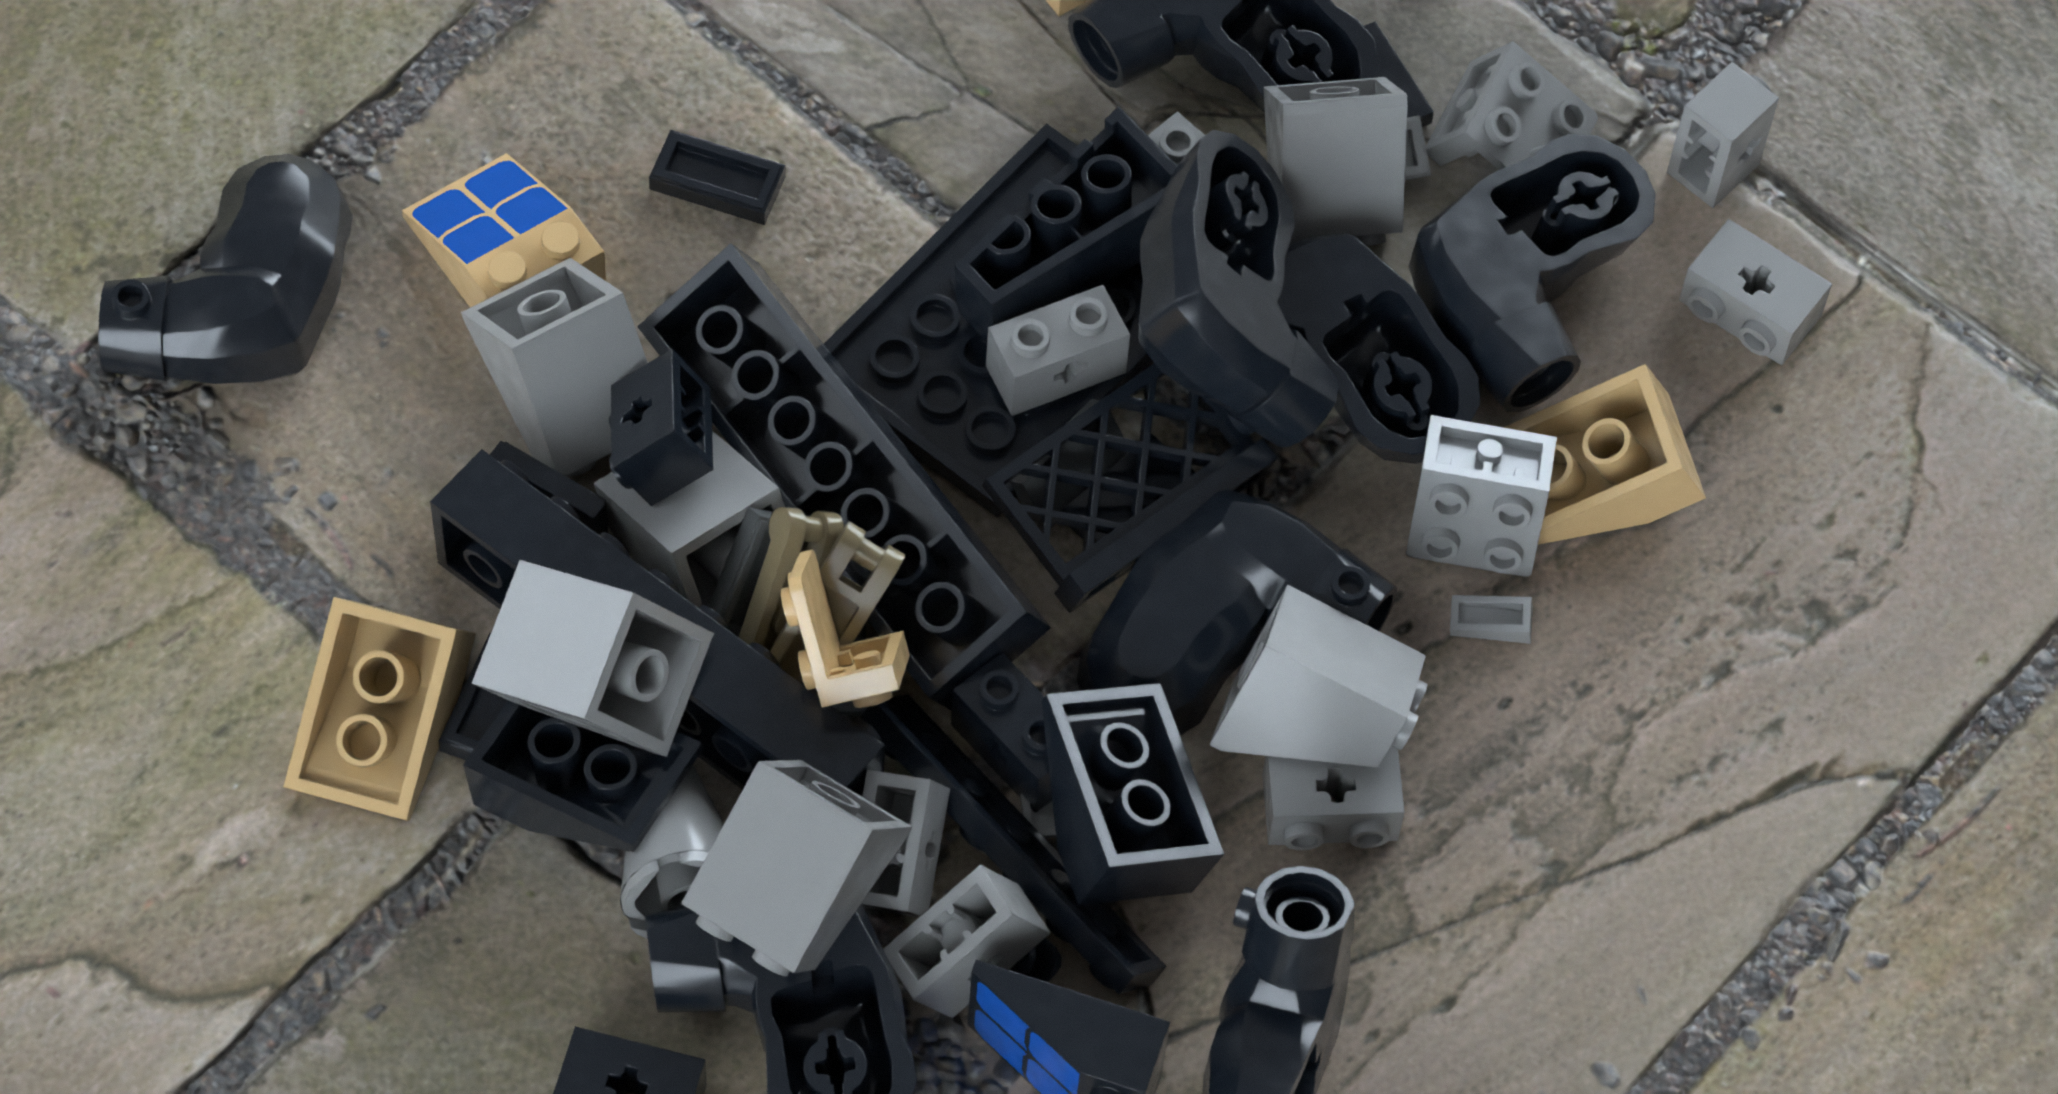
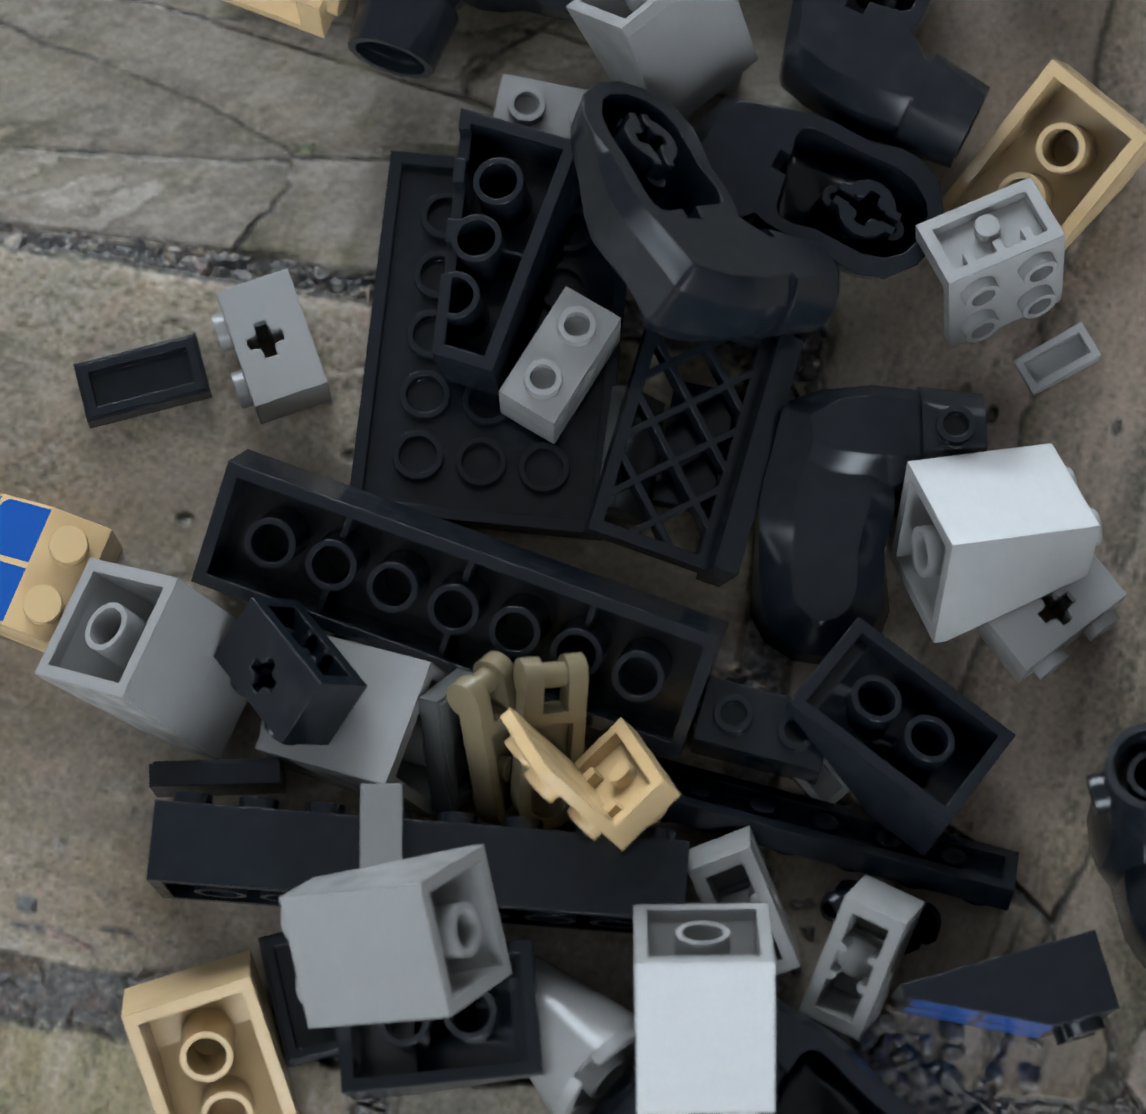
camera: 30 degrees left, 15 degrees up
(650, 566) = (381, 823): none -> light grey piece
(838, 209) = (261, 312): none -> light grey brick

